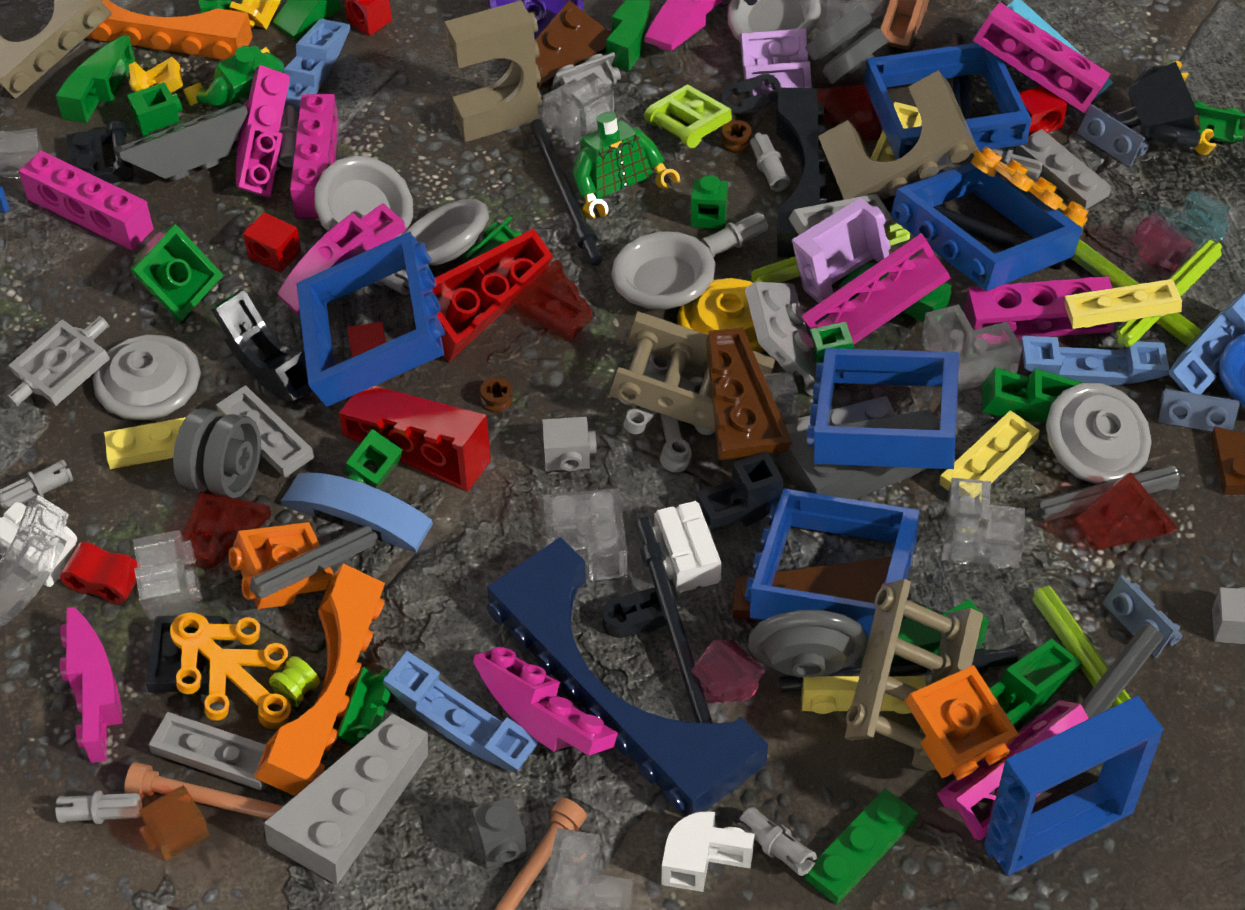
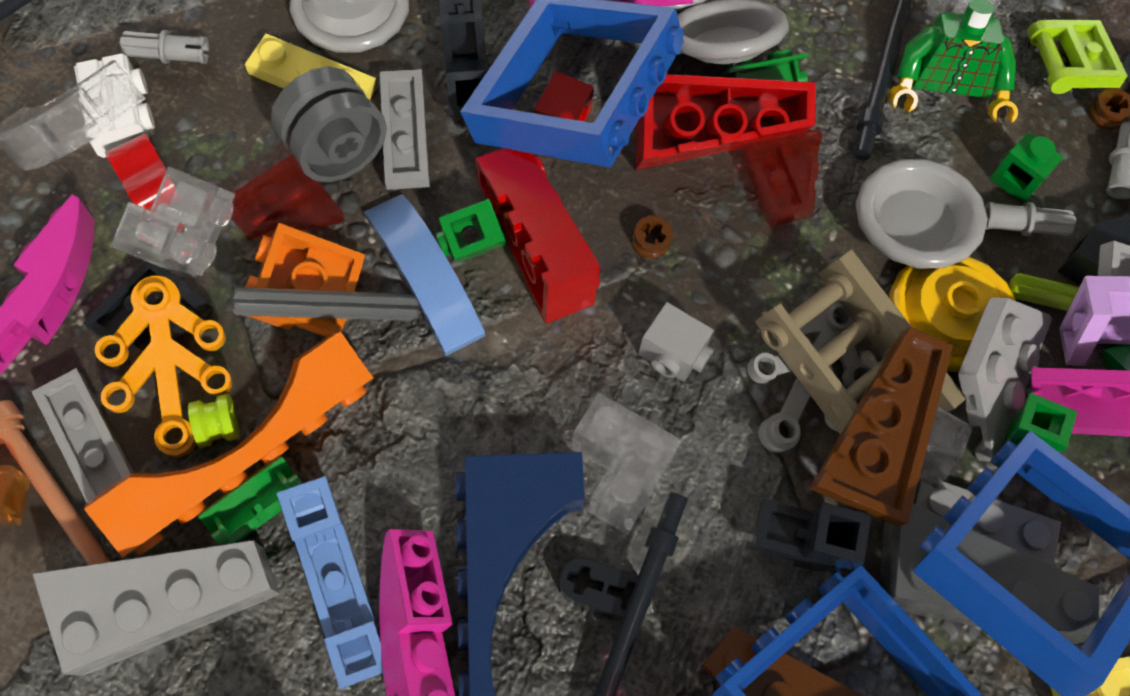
camera: 30 degrees right, 15 degrees up
(687, 547) = (709, 552): white brick -> none

